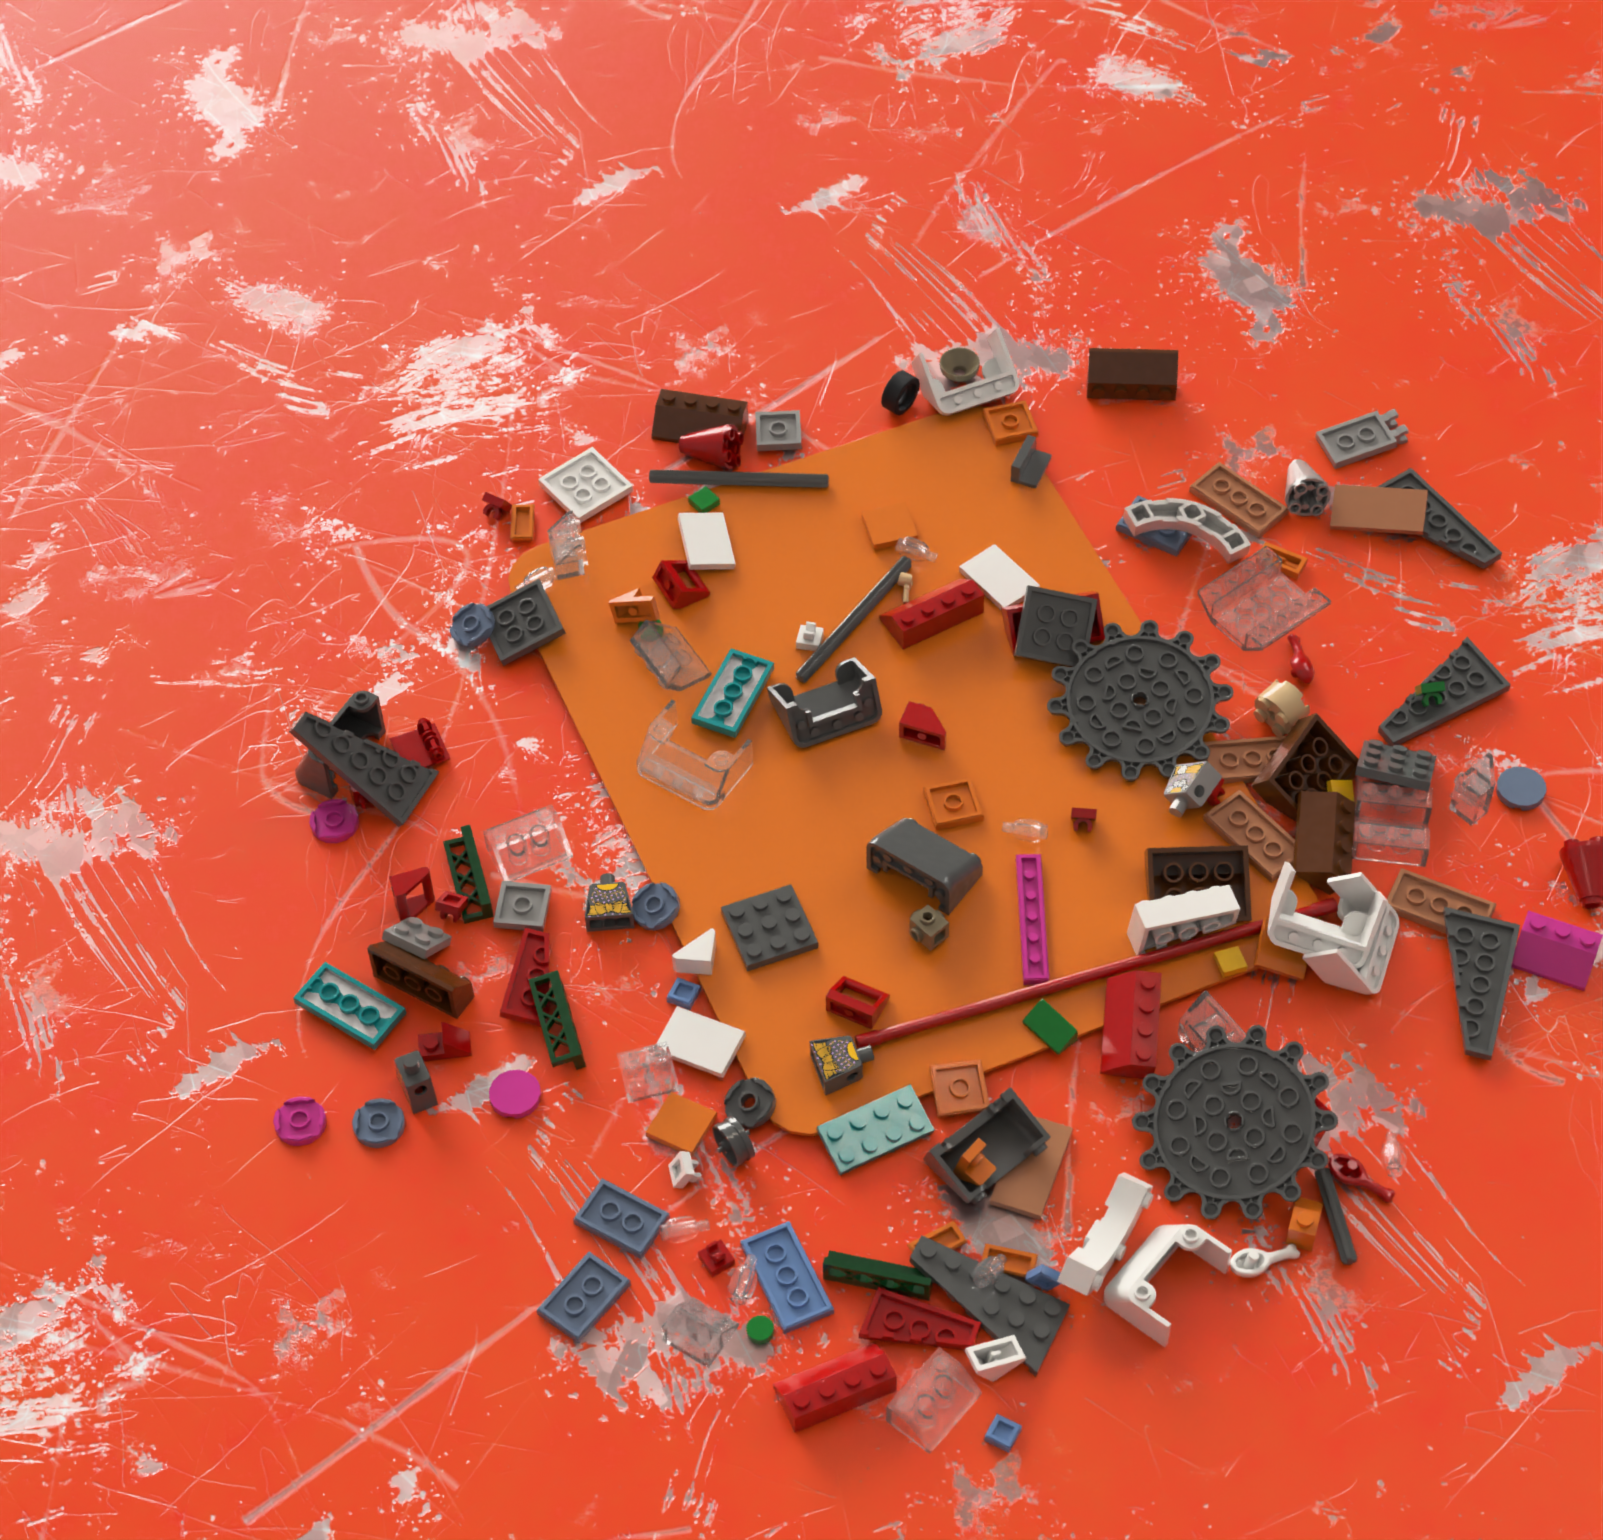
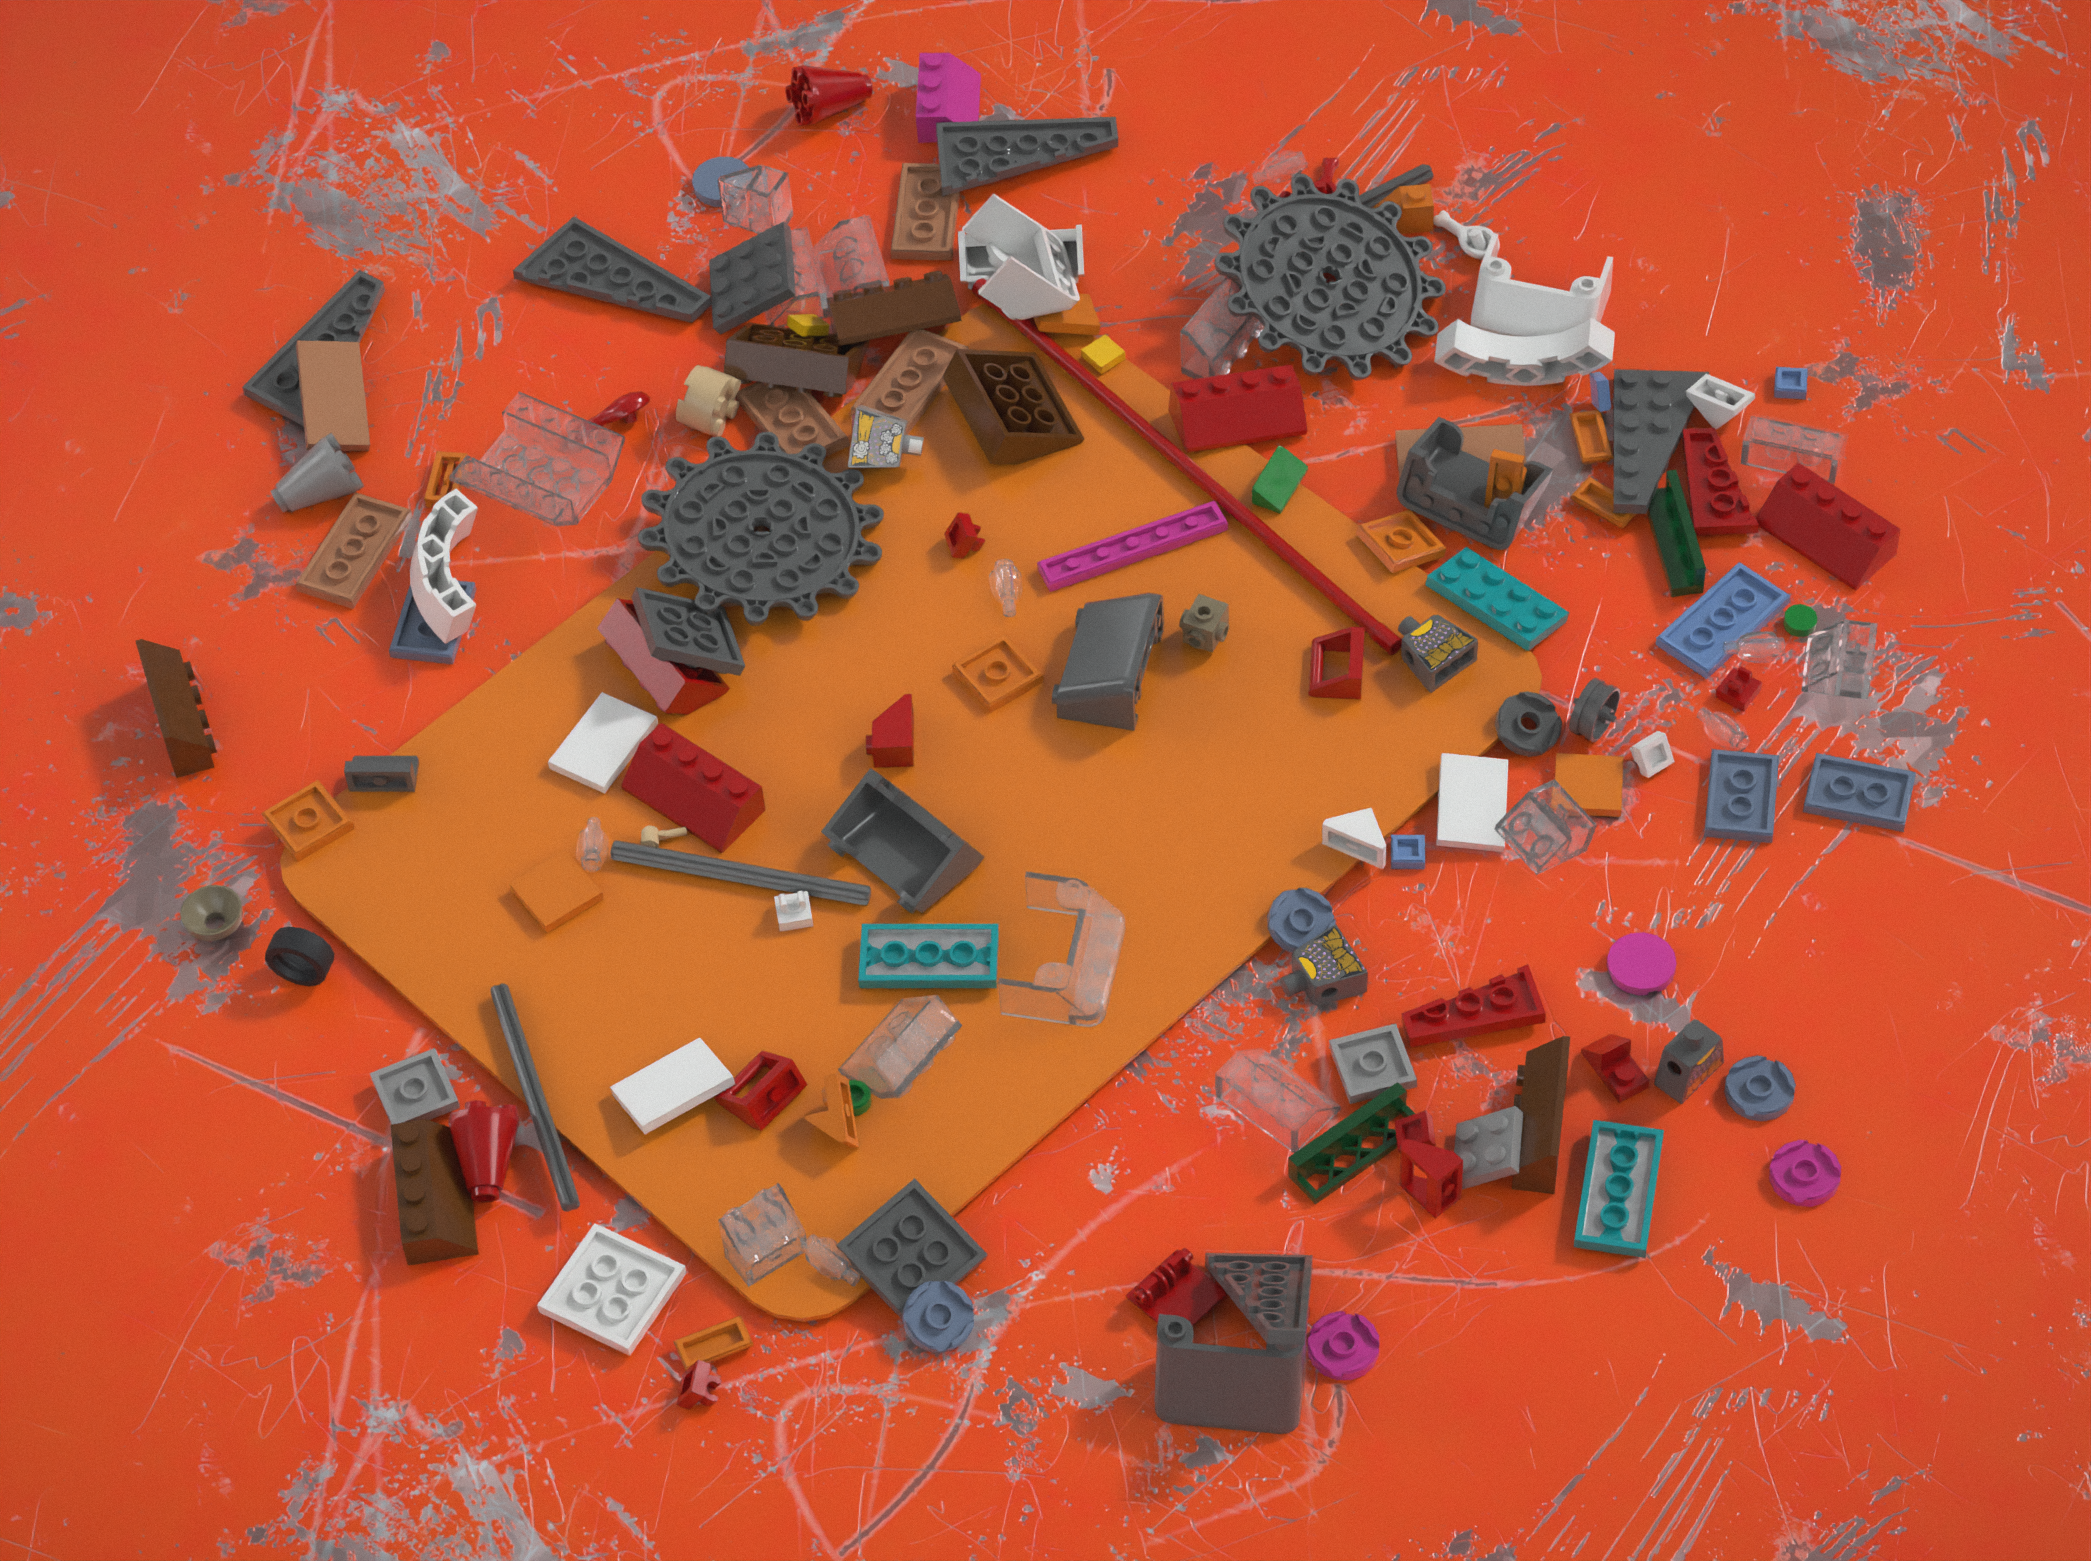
camera: 110 degrees left, 0 degrees up
(566, 1020) = (1521, 943): dark green fence -> none
(704, 500) = (592, 1123): green tile -> none
(769, 927) = (1275, 790): dark grey plate -> none
(989, 1271) = (1625, 429): clear plant -> none
(998, 381) = (252, 866): white windscreen -> none
(1181, 917) = (1082, 394): white wedge -> none
(1361, 437) = (199, 454): light grey tile -> none
(1430, 689) = (624, 271): green tile -> none

